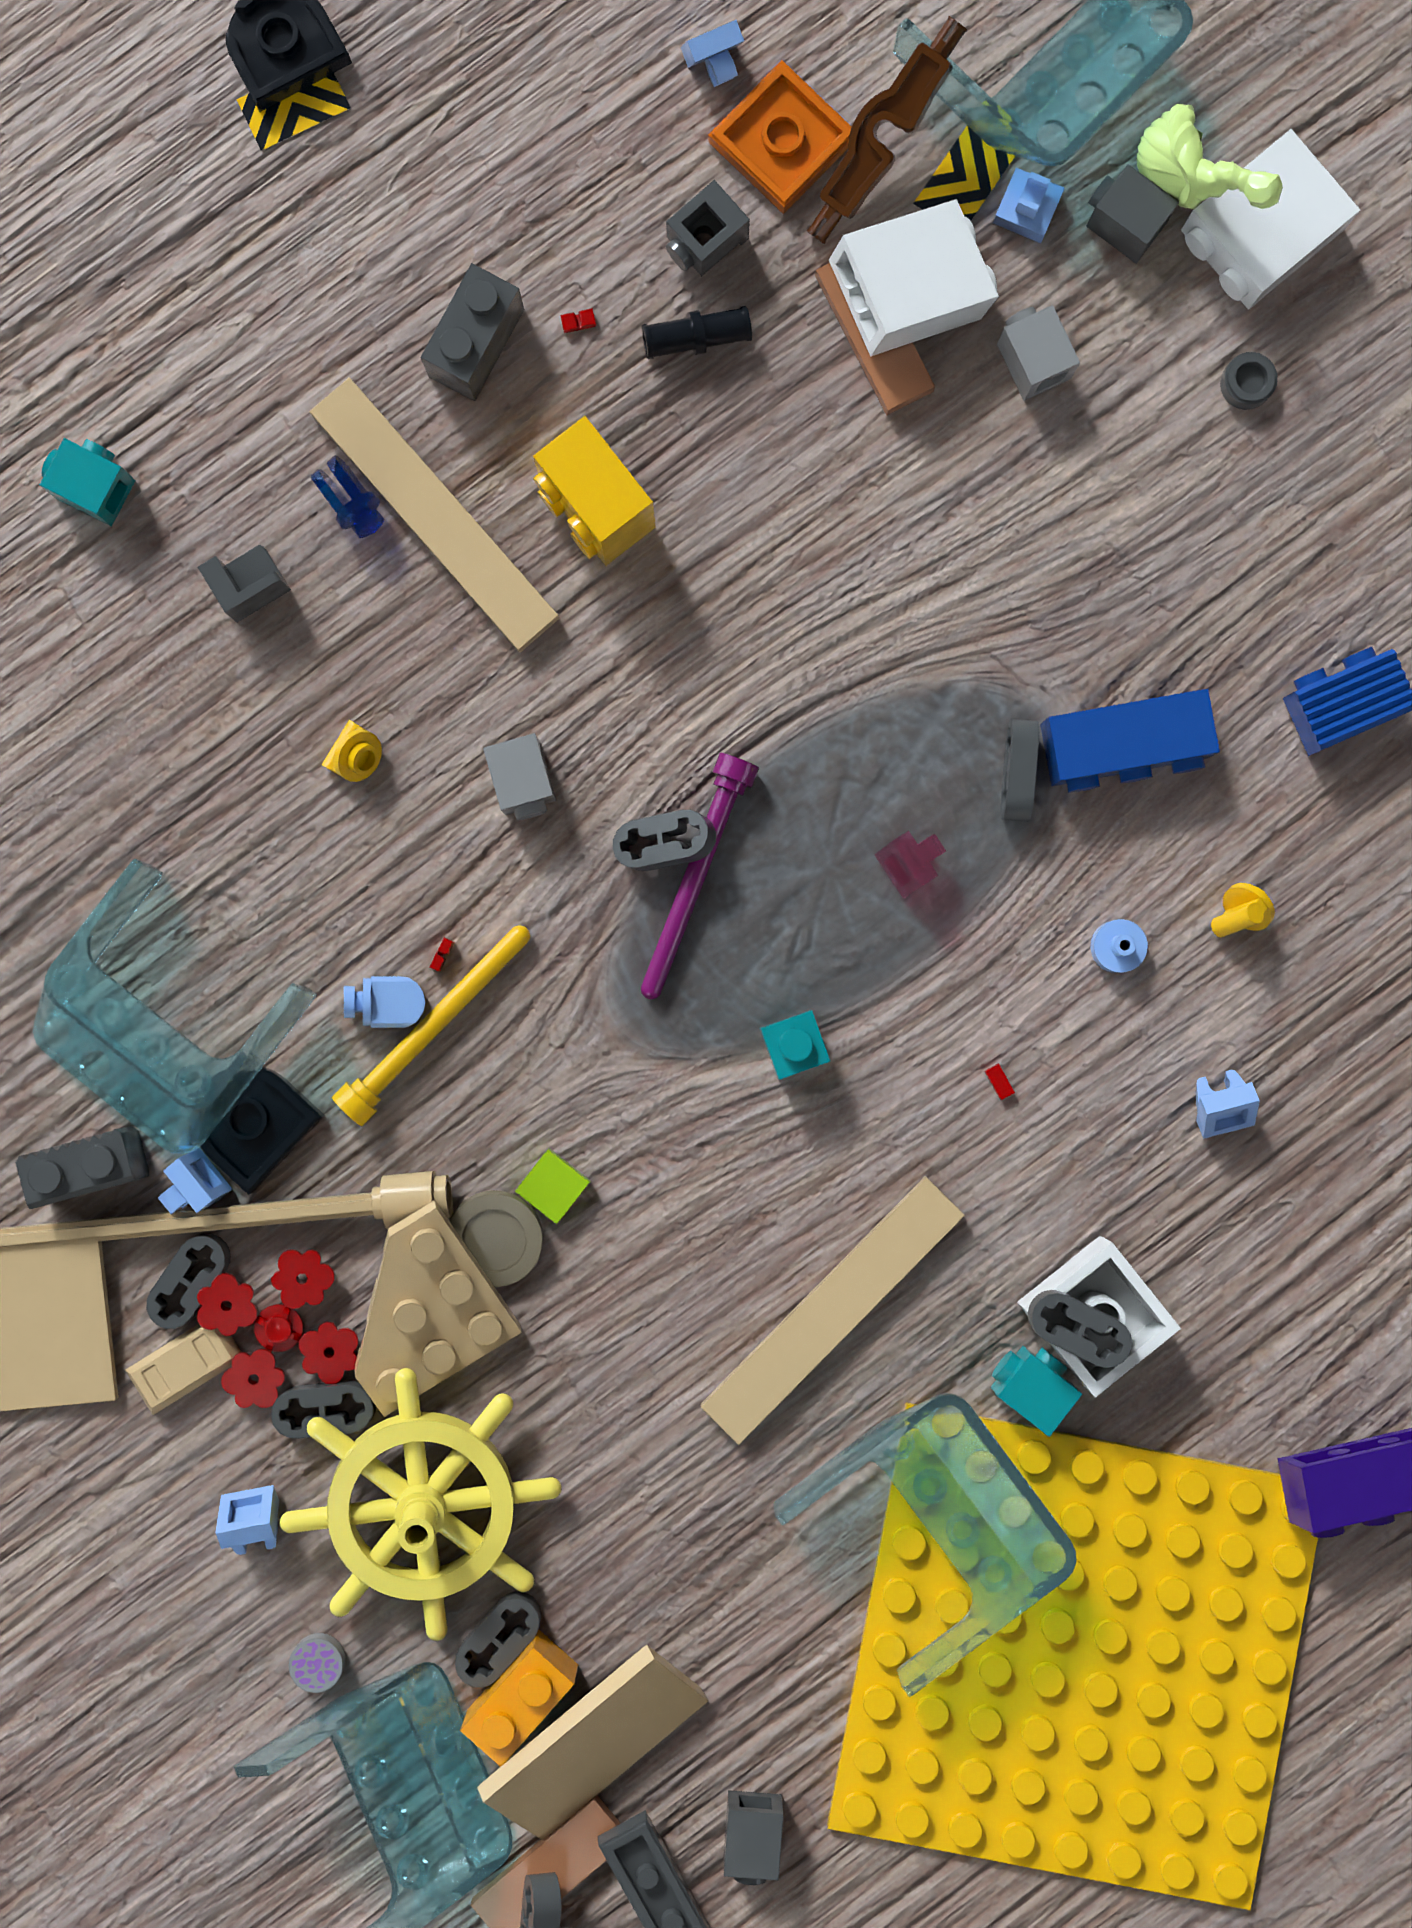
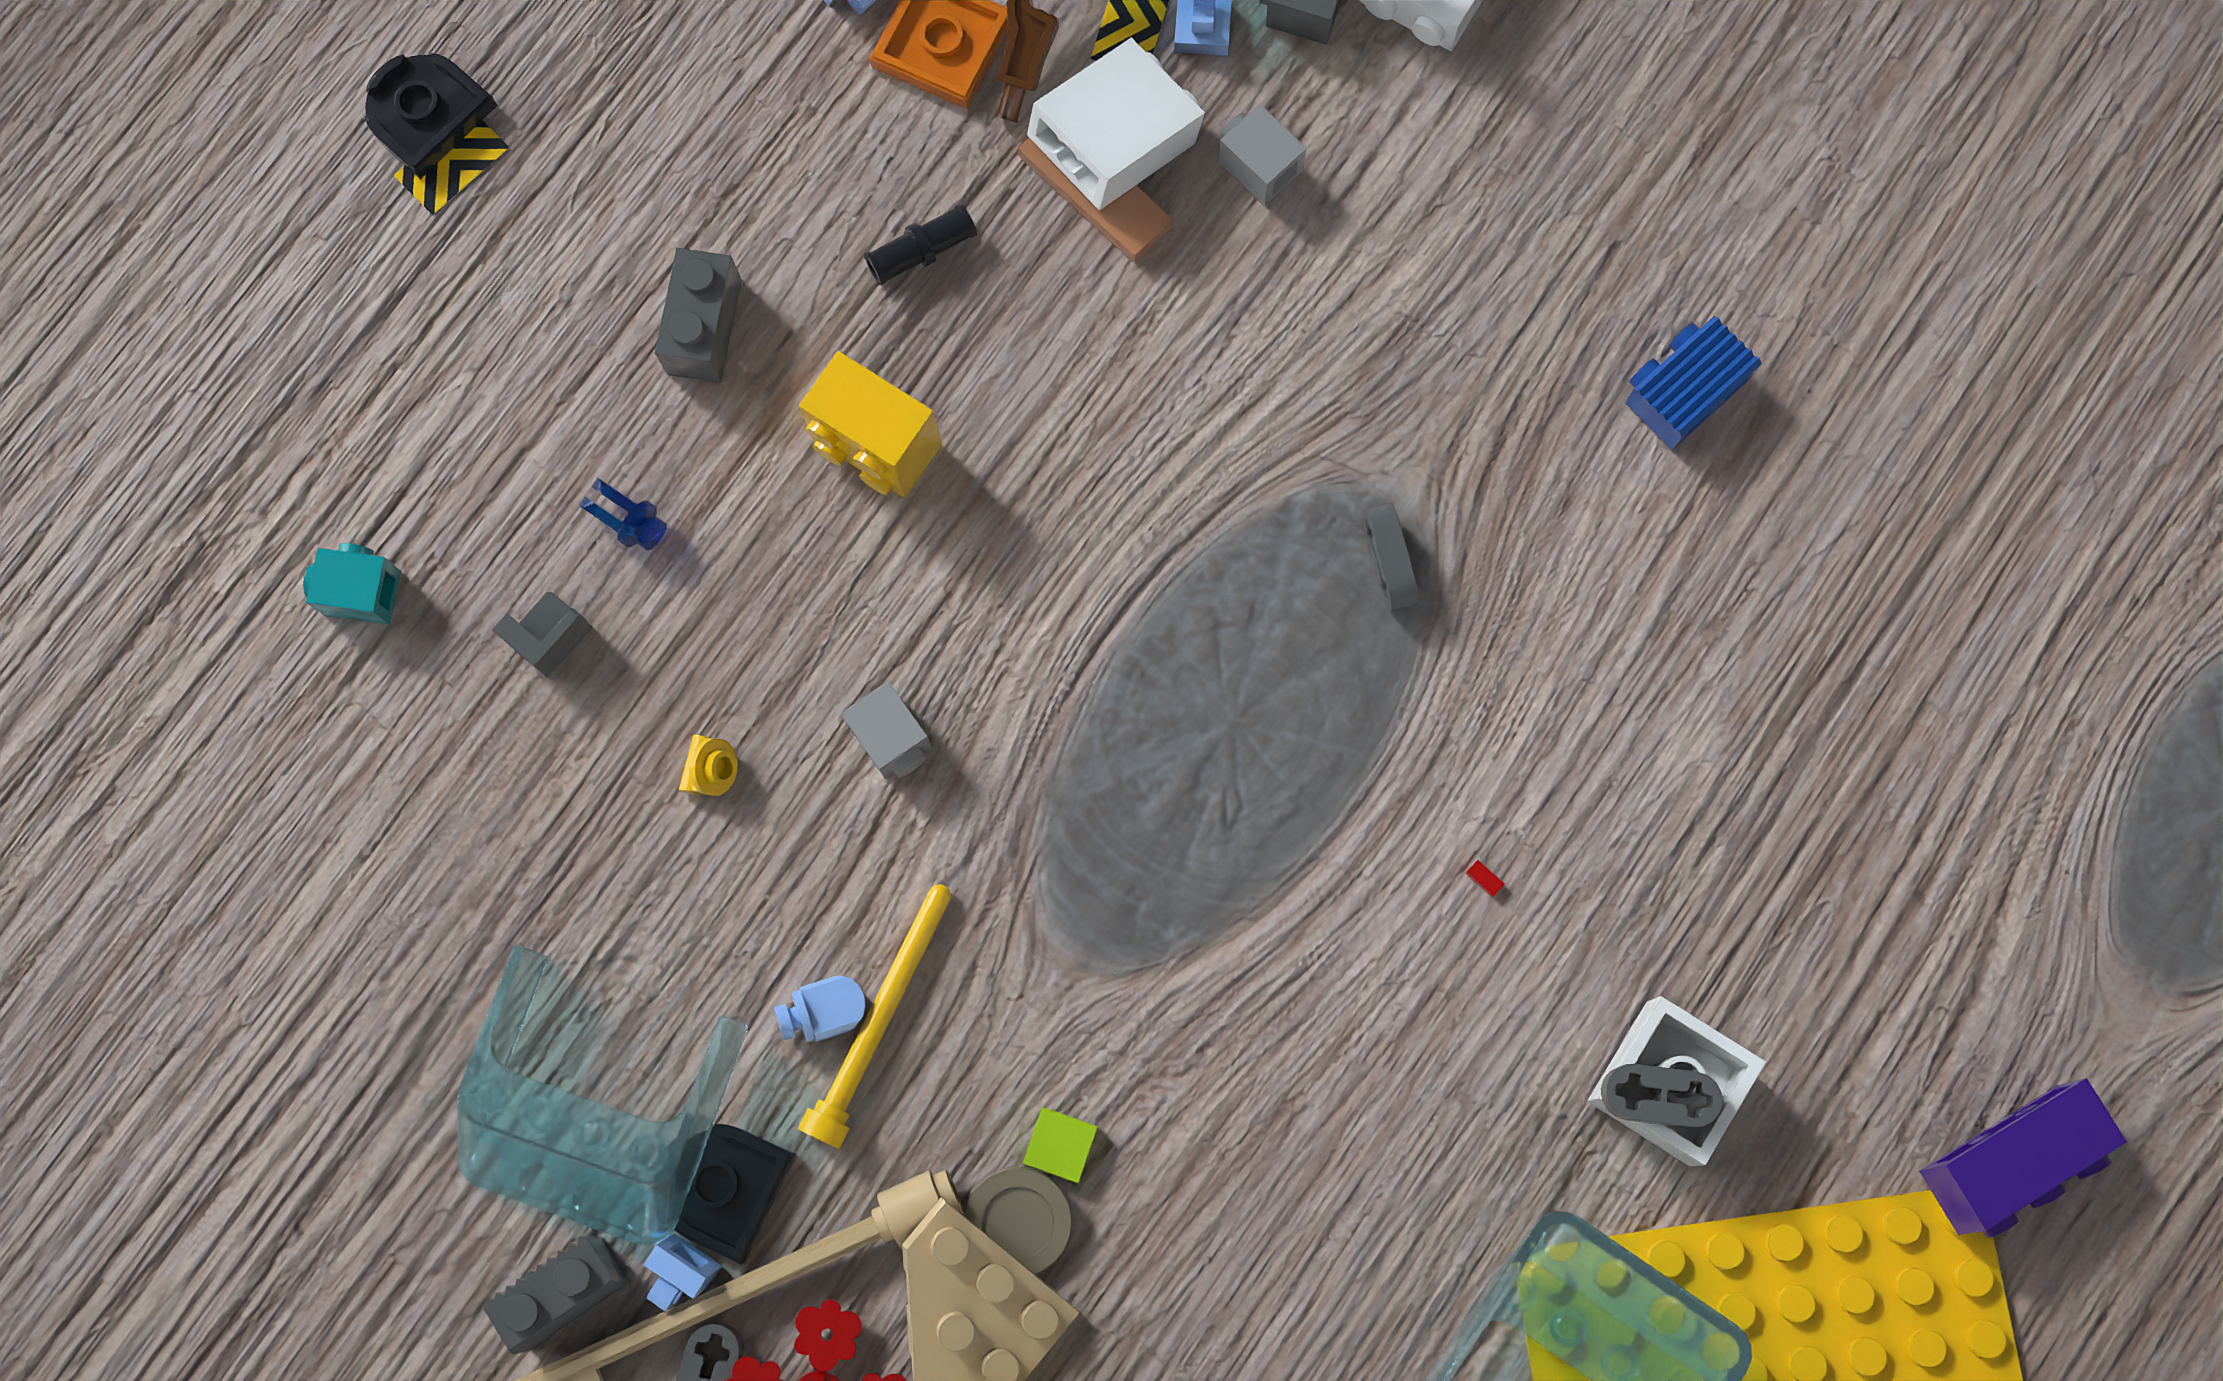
camera: 15 degrees left, 10 degrees down
(434, 515) = (717, 505): tan tile -> none
(444, 948) = (866, 935): red piece -> none
(583, 320) = (804, 270): red piece -> none
(666, 852) = (1063, 757): dark grey beam -> none
(708, 213) = (893, 130): dark grey brick -> none
(731, 779) = (1104, 663): magenta piece -> none
(794, 1044) = (1261, 908): teal brick -> none
(831, 1310) = (1397, 1177): tan tile -> none
(909, 862) = (1313, 685): clear pink tile -> none
(1035, 1387) = (1639, 1182): teal brick -> none
(1107, 950) = (1549, 710): light blue tile -> none
(1130, 740) = (1489, 491): blue brick -> none
(1225, 1109) = (1726, 824): light blue tile -> none
(1244, 909) = (1667, 618): yellow plate -> none
(1248, 380) = (1476, 115): dark grey tile -> none

